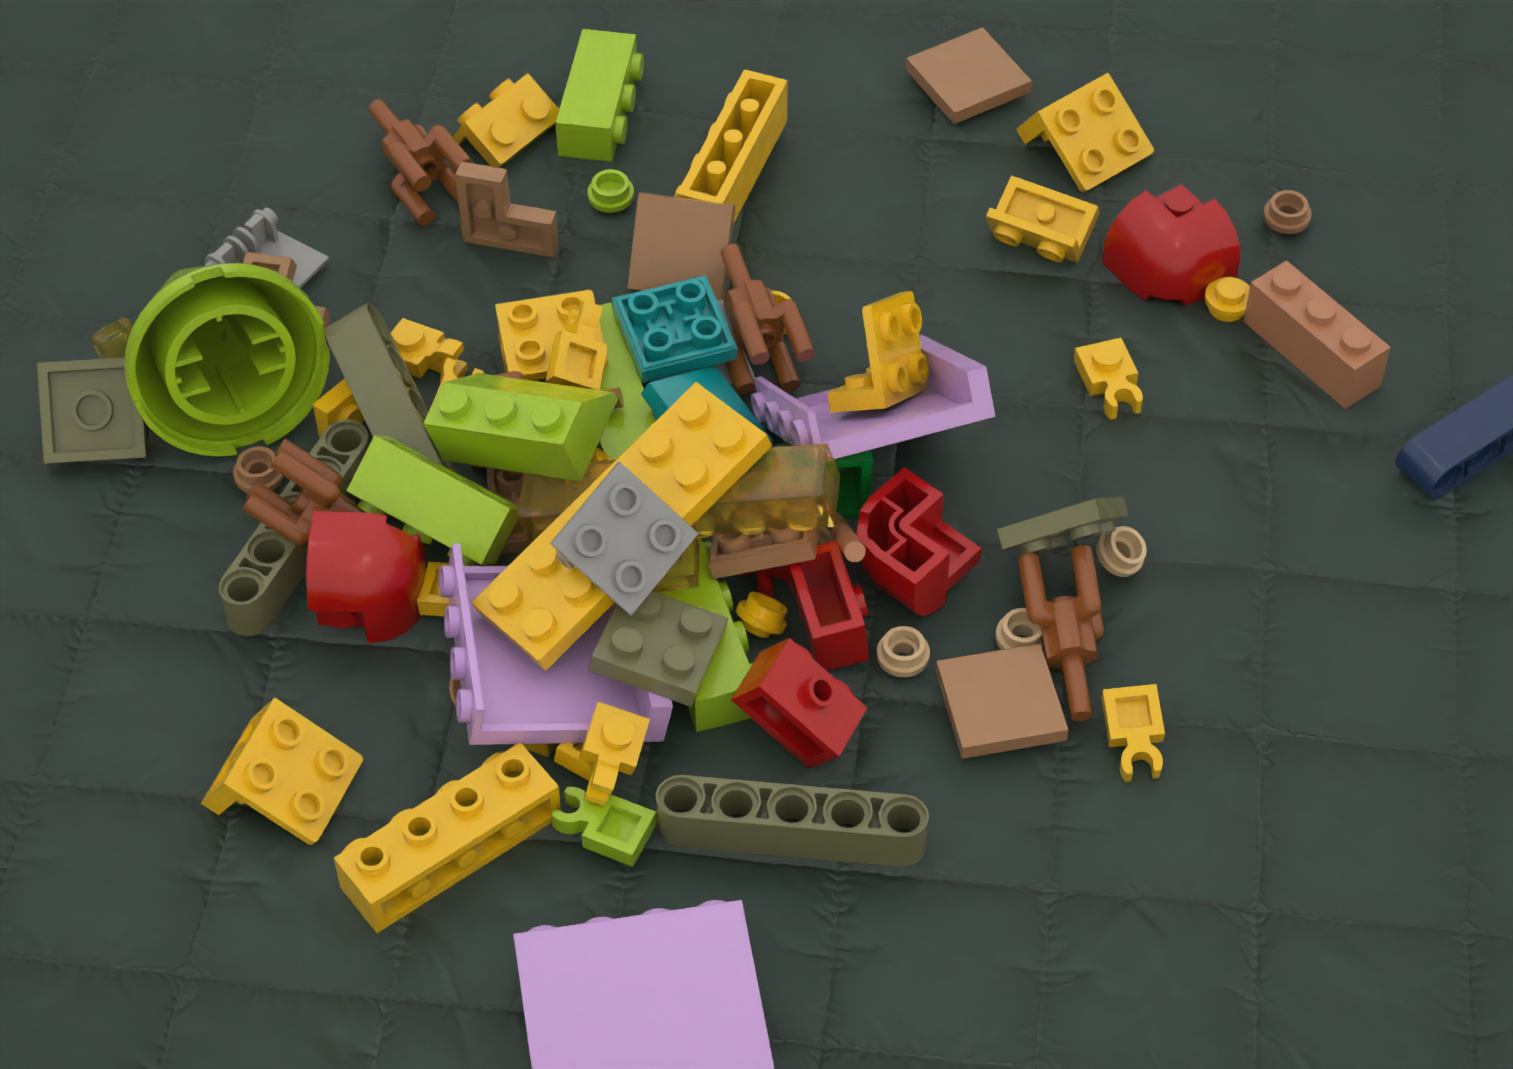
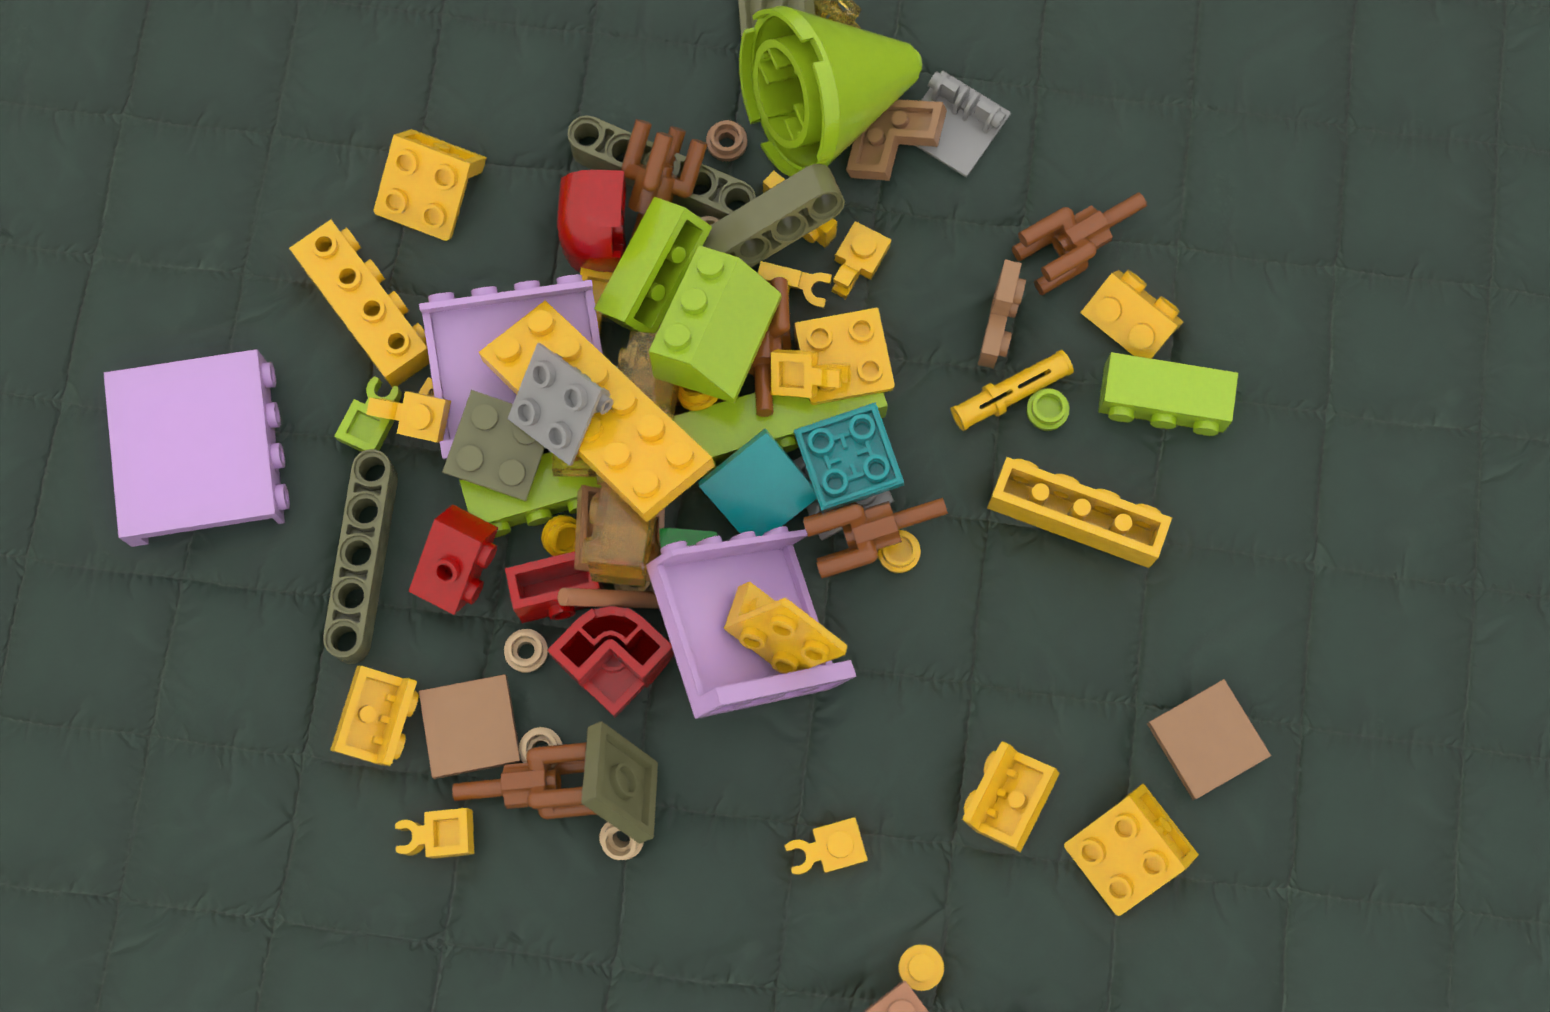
camera: 90 degrees right, 25 degrees up
(597, 230) = (969, 412): none -> yellow pin
(679, 241) = (961, 464): medium nougat tile -> none
(998, 790) = (375, 716): none -> yellow bracket
(1171, 246) = (971, 916): red brick -> none

